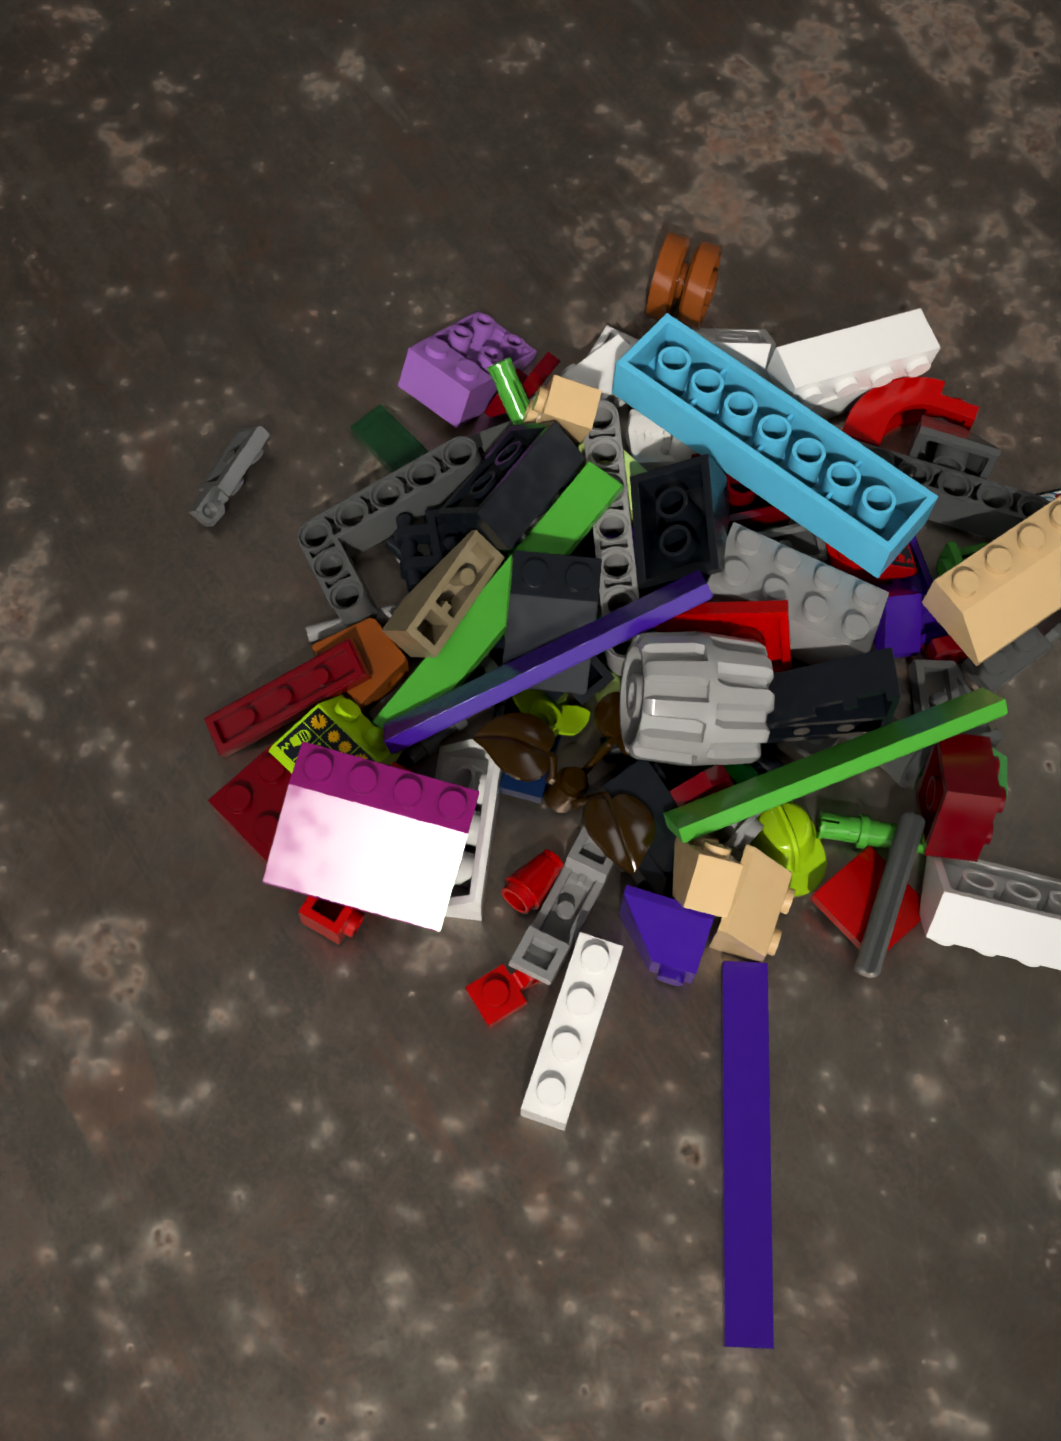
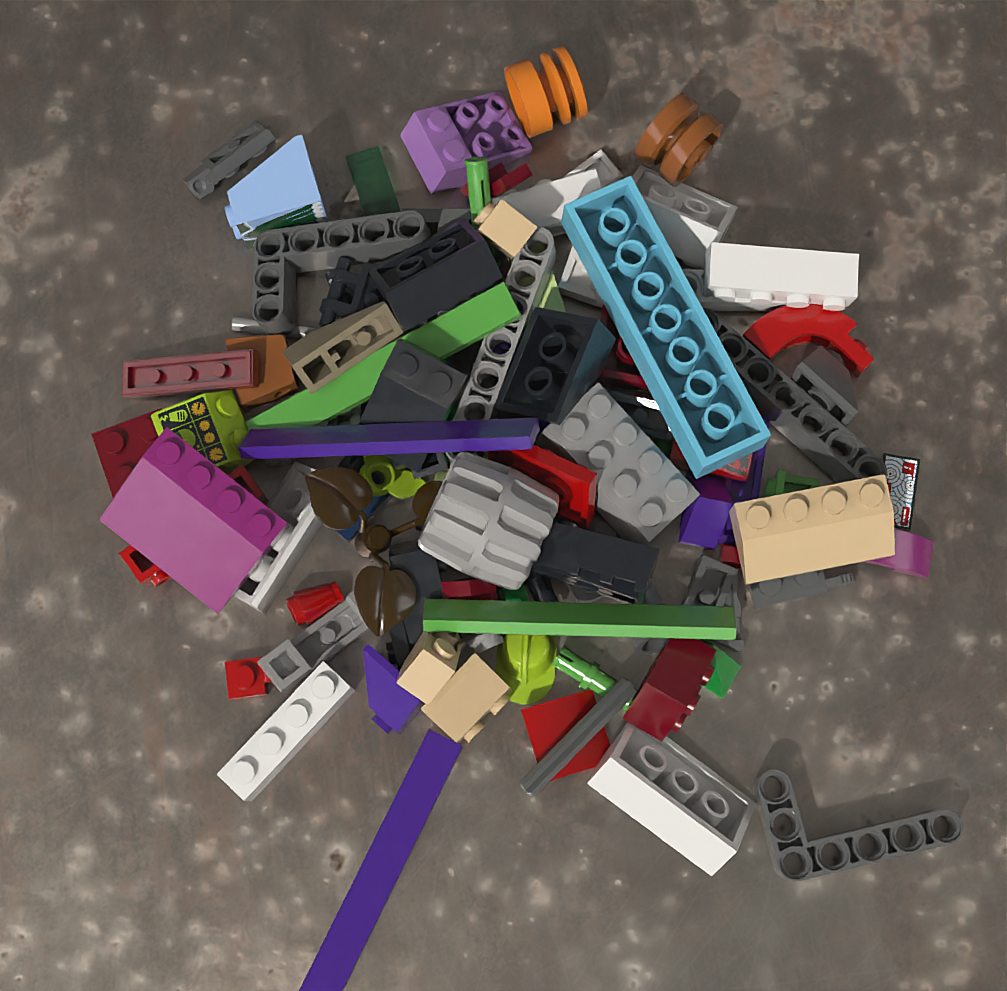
camera: 30 degrees right, 10 degrees up
(301, 481) = (276, 194): none -> light blue slope
(529, 286) = (552, 89): none -> orange wheel

